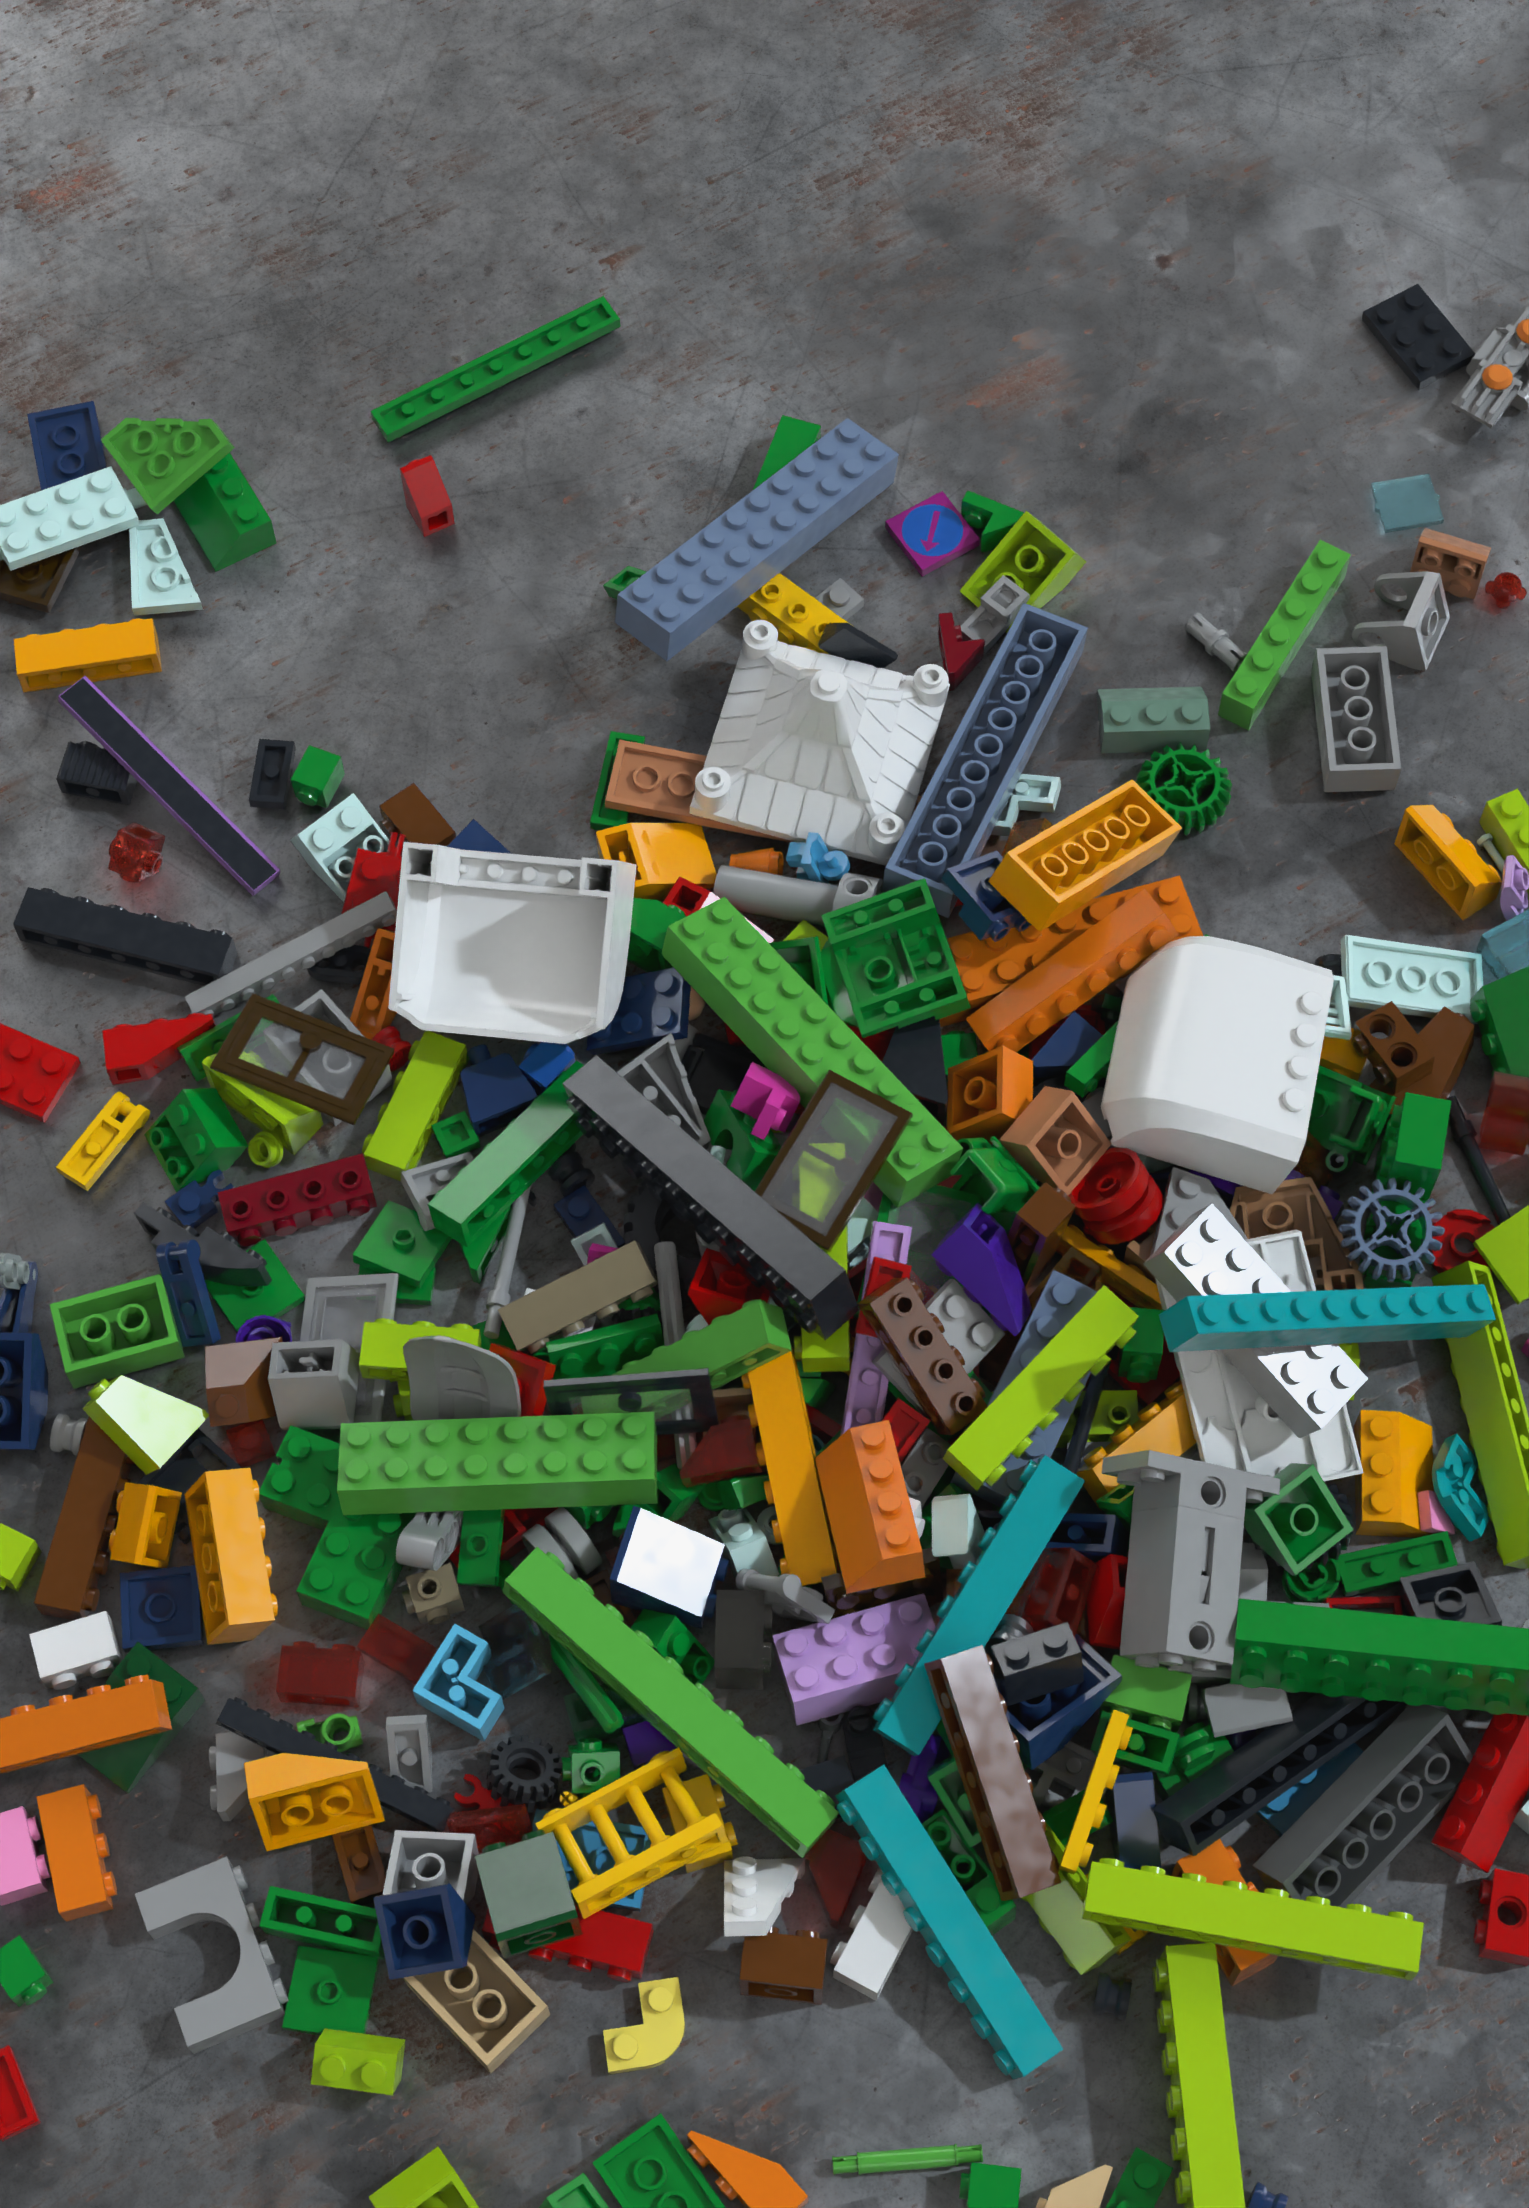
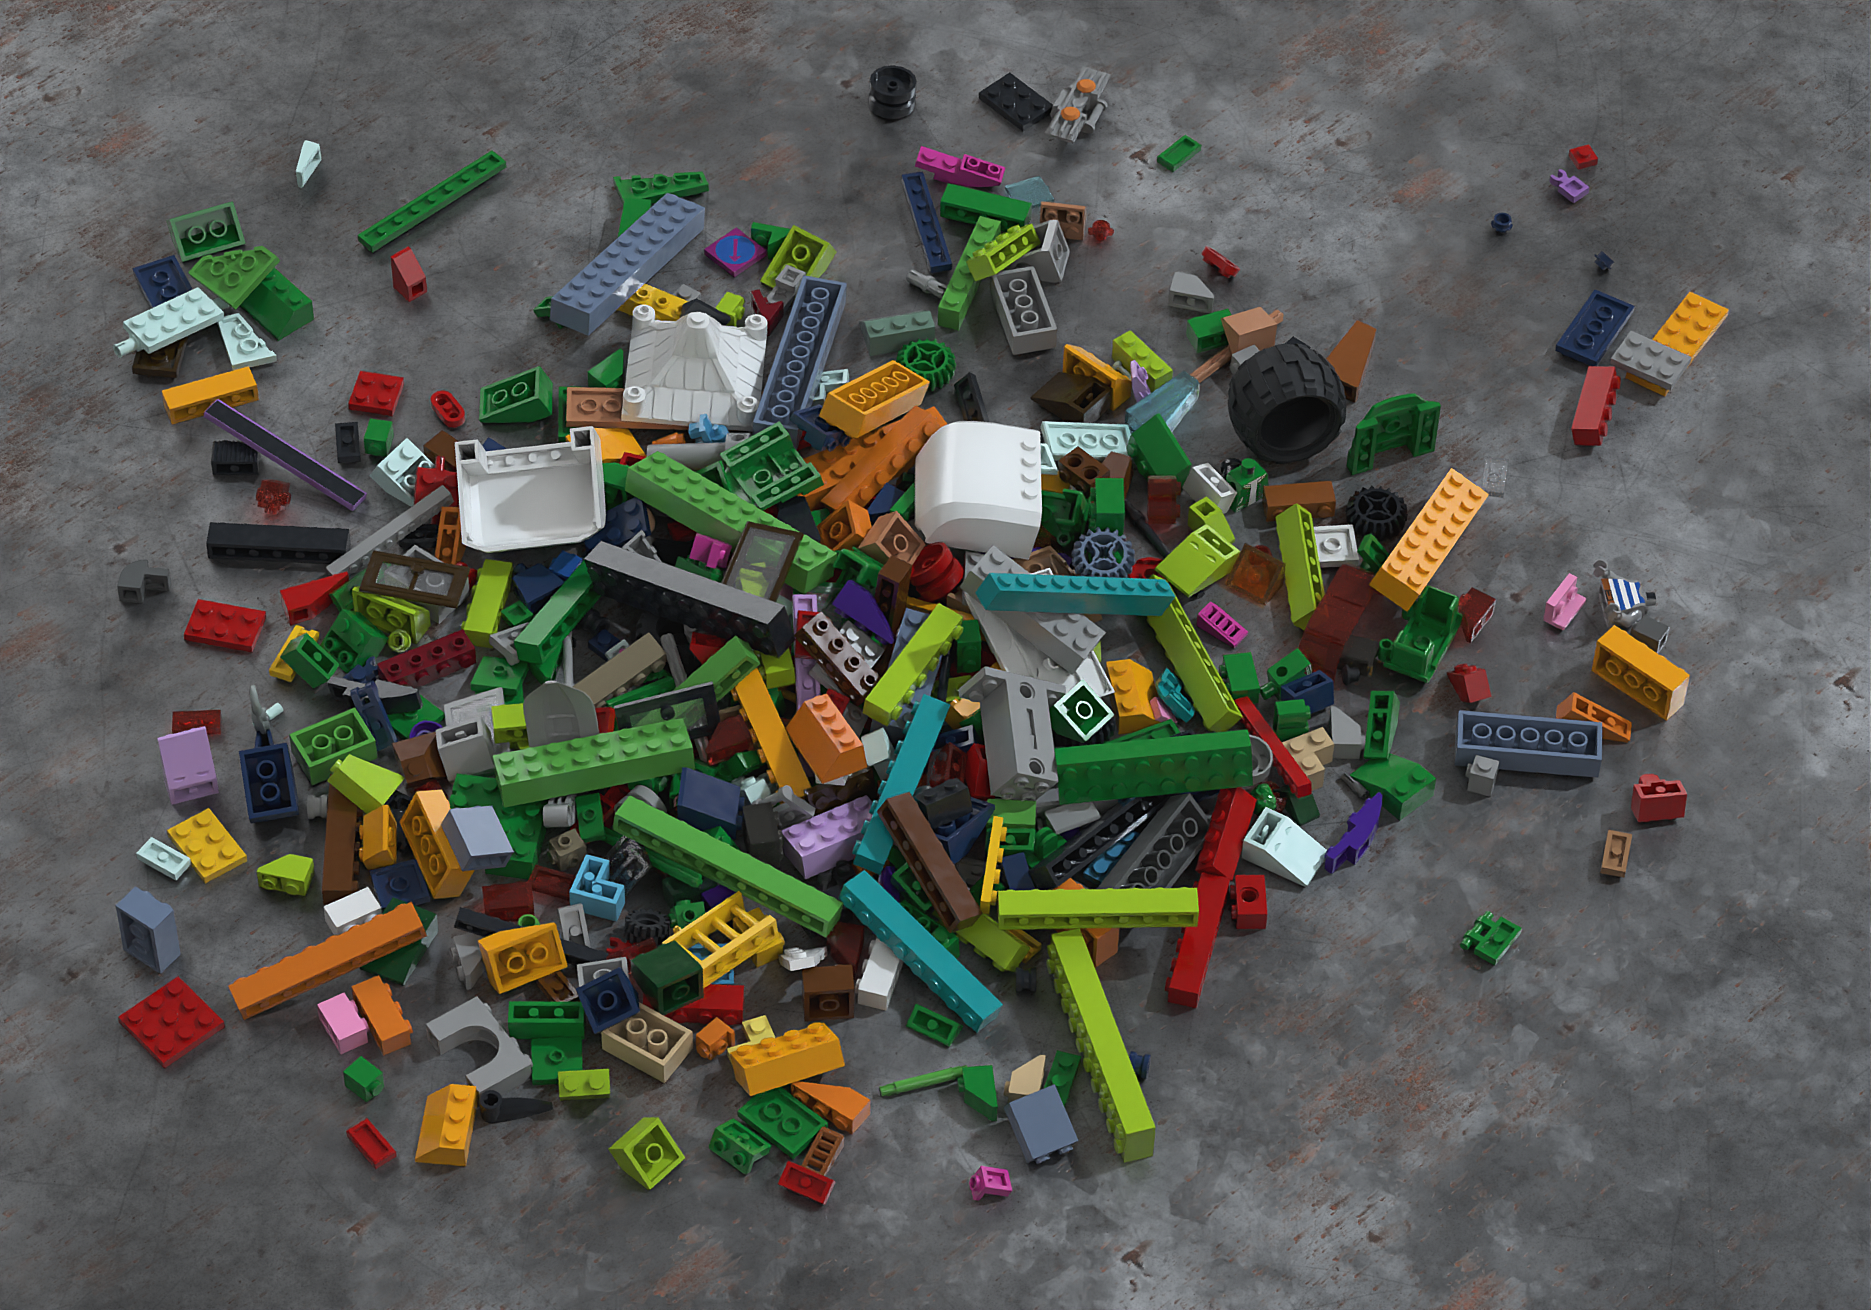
camera: 15 degrees left, 15 degrees down
(41, 1244) = (273, 711): none -> light aqua pin
(115, 1169) = (309, 660): none -> green brick
(129, 2091) = (447, 1126): none -> light orange slope
(150, 367) = (205, 231): none -> green slope
(239, 2072) = (499, 1109): none -> black piece
(283, 1572) = (477, 838): none -> brick
(326, 272) = (308, 161): none -> light aqua slope
(336, 692) = (376, 393): none -> red plate
(435, 743) = (447, 409): none -> red plate
(543, 741) = (517, 398): none -> green slope
(584, 2011) = (714, 1039): none -> orange brick
(690, 2087) = (787, 1058): none -> light orange brick
(692, 722) = (608, 372): none -> green slope
(834, 401) = (655, 188): none -> green wing
(903, 636) = (732, 306): none -> lime brick
(947, 2049) = (933, 1025): none -> green slope
(1229, 292) = (892, 92): none -> black wheel
(1236, 530) = (926, 222): none -> dark blue plate
(1241, 875) = (970, 399): none -> black plate
(1307, 448) = (965, 172): none -> dark pink slope
(1320, 515) = (972, 204): none -> green brick
(1343, 613) = (1002, 252): none -> lime brick
(1400, 2004) = (1198, 942): none -> red brick
(1404, 892) = (1075, 397): none -> dark brown slope

